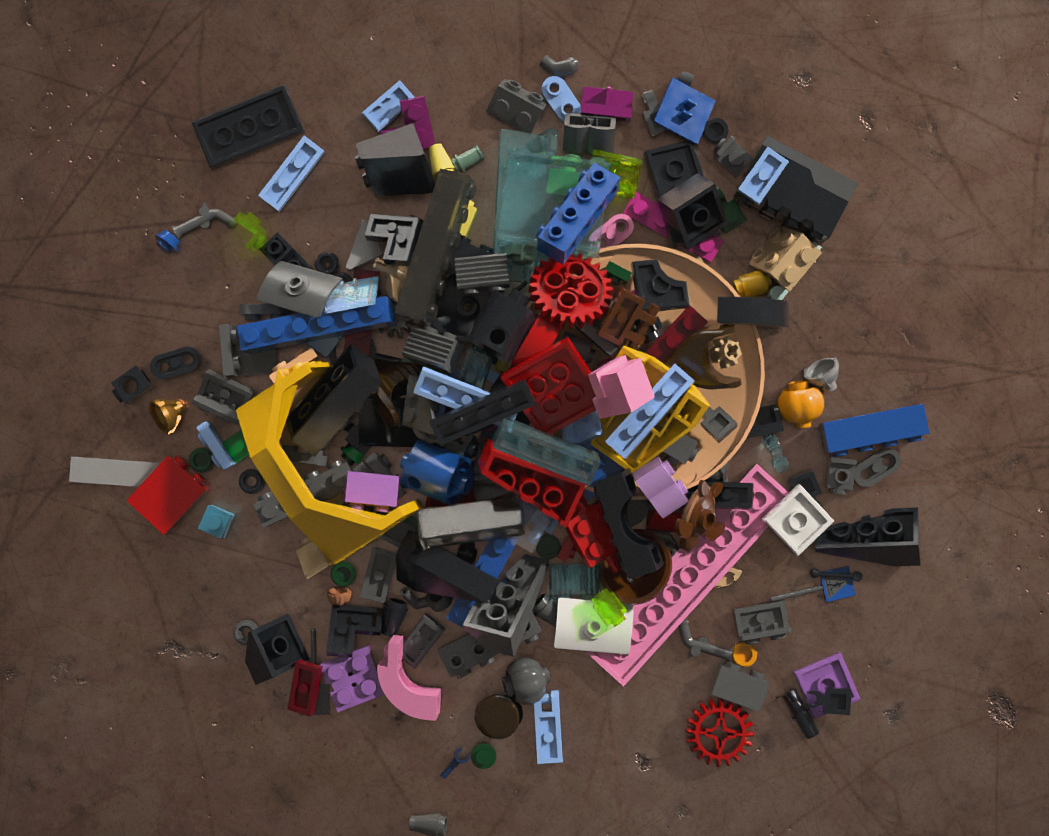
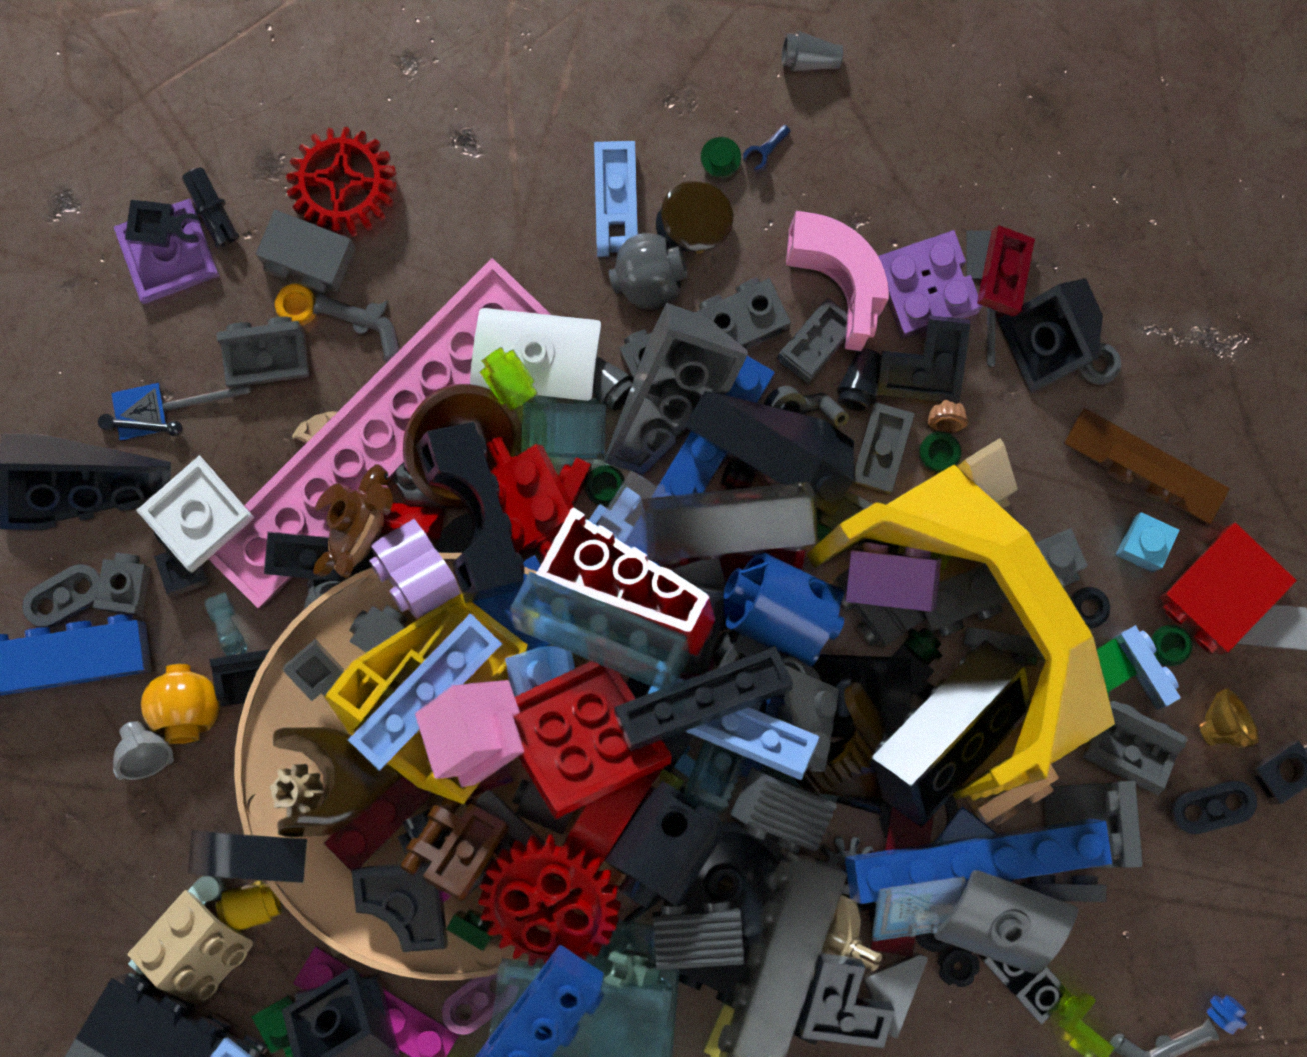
camera: 175 degrees left, 5 degrees down
(217, 569) = (1148, 467): none -> reddish brown bracket

